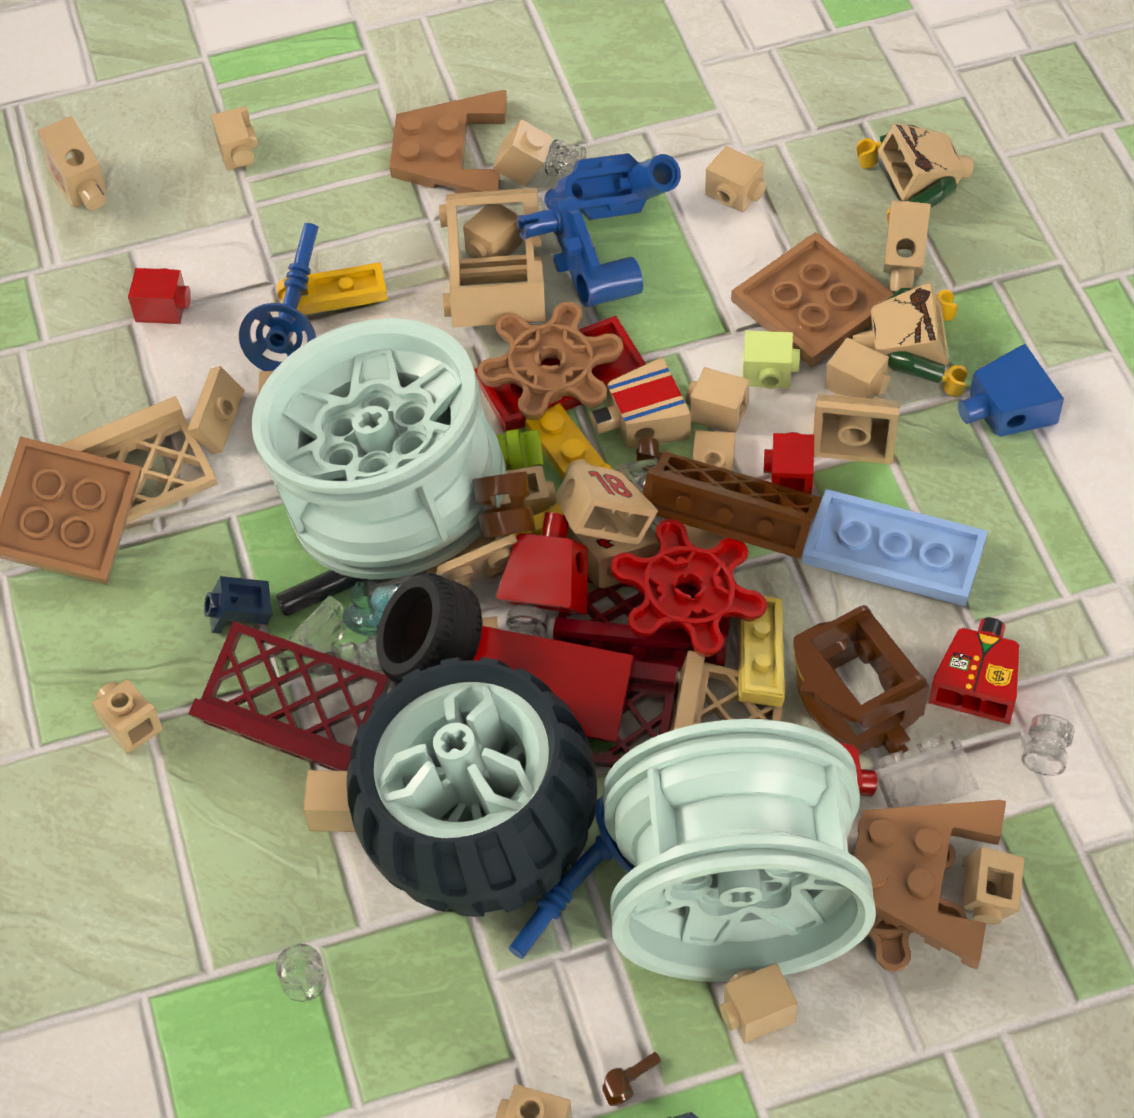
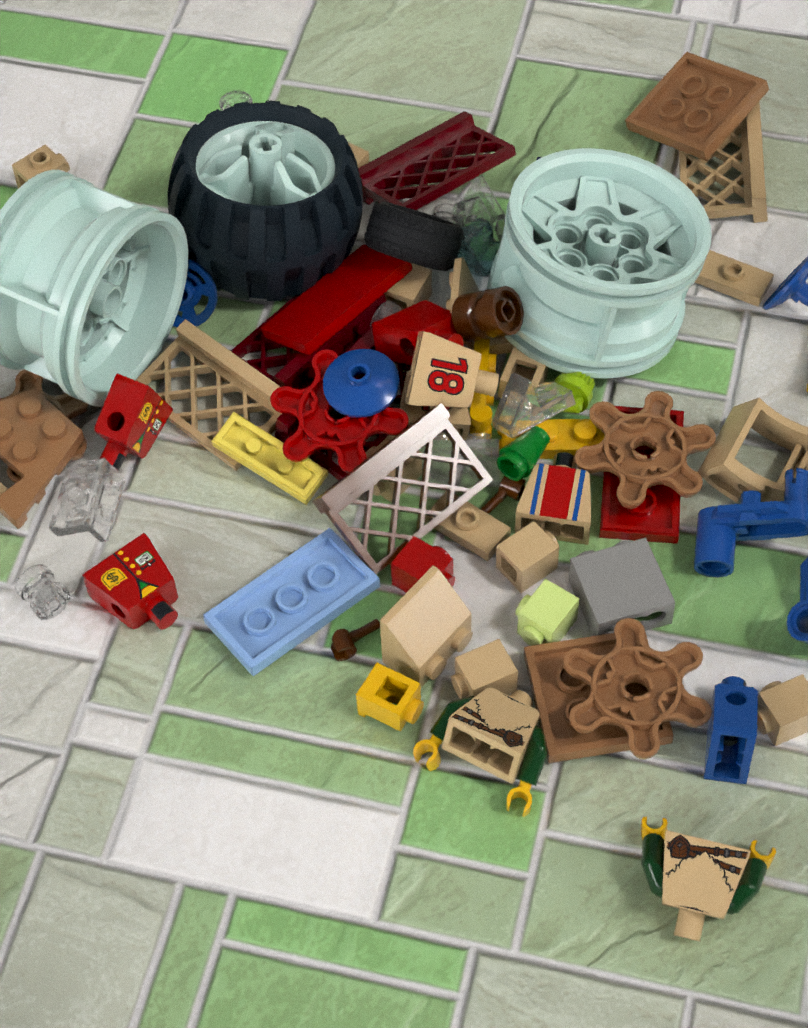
camera: 120 degrees right, 0 degrees up
(126, 715) = (499, 94): tan brick -> none
(216, 410) = (747, 231): tan plate -> none
(559, 447) = (527, 406): none -> clear slope
(621, 439) = (522, 454): none -> green cone
(647, 587) = (365, 395): none -> blue dish
(703, 323) = (620, 585): none -> light grey piece
(784, 194) = (733, 714): none -> blue torso
(802, 236) = (631, 663): none -> medium nougat plate
(831, 700) = (183, 506): reddish brown animal -> none
(901, 494) = (343, 640): none -> reddish brown hand
(908, 231) = (604, 791): tan torso -> none
(933, 424) = (387, 687): none -> yellow brick
(1012, 395) = (374, 782): blue torso -> none

